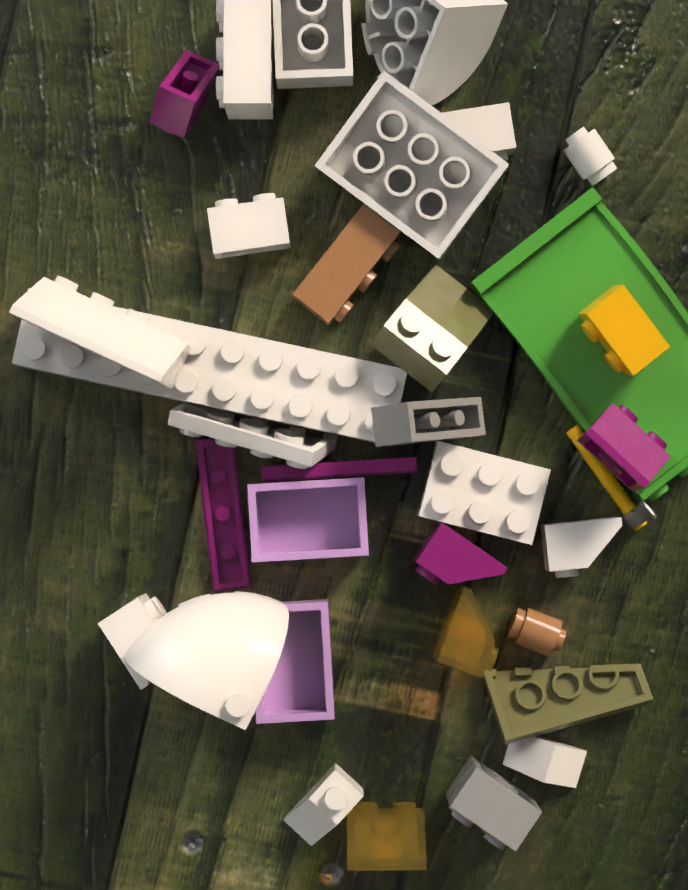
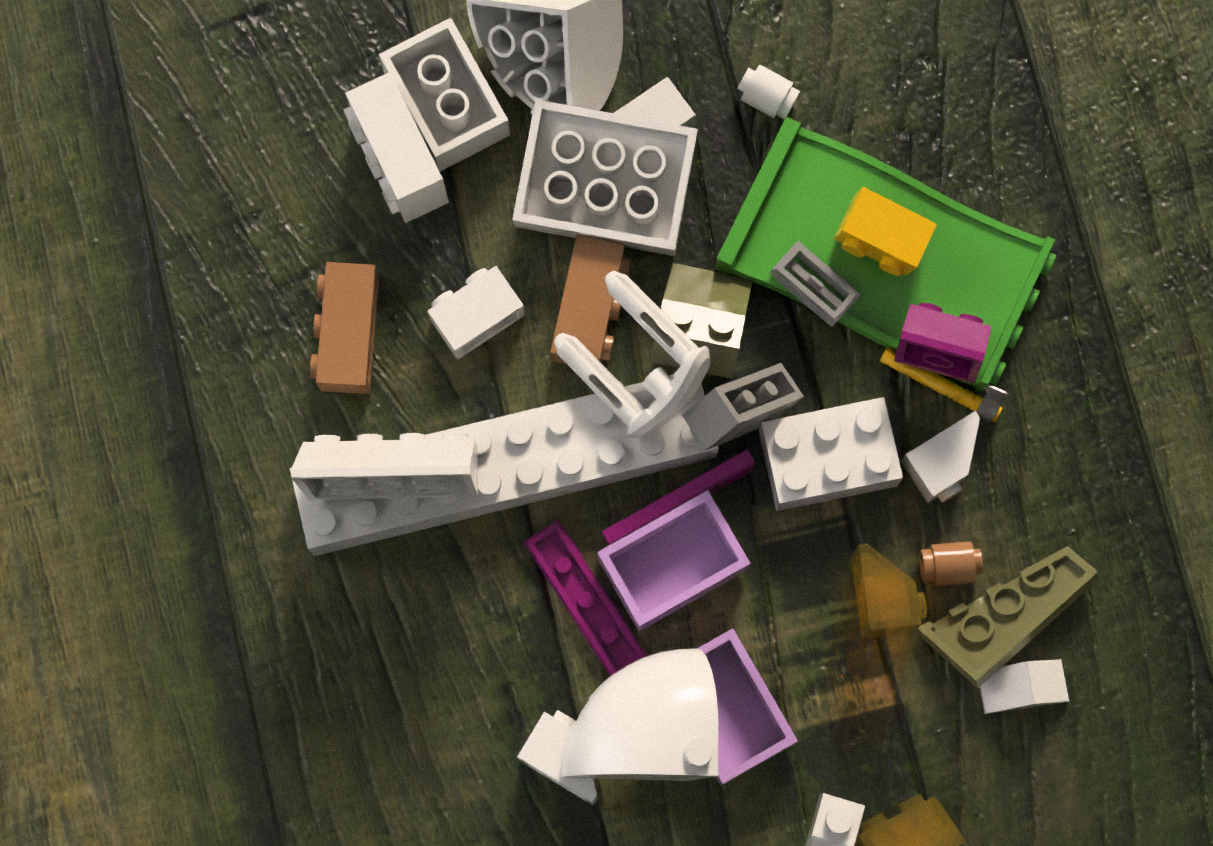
camera: 20 degrees left, 10 degrees down
(134, 187) = (345, 328): none -> medium nougat brick
(184, 94) = (352, 217): magenta slope -> none
(253, 434) = (618, 495): white wing -> none
(369, 384) = (669, 393): none -> white piece
(454, 558) = (834, 526): magenta slope -> none
(492, 804) = (996, 750): light grey brick -> none
(529, 350) = (804, 294): none -> light grey tile

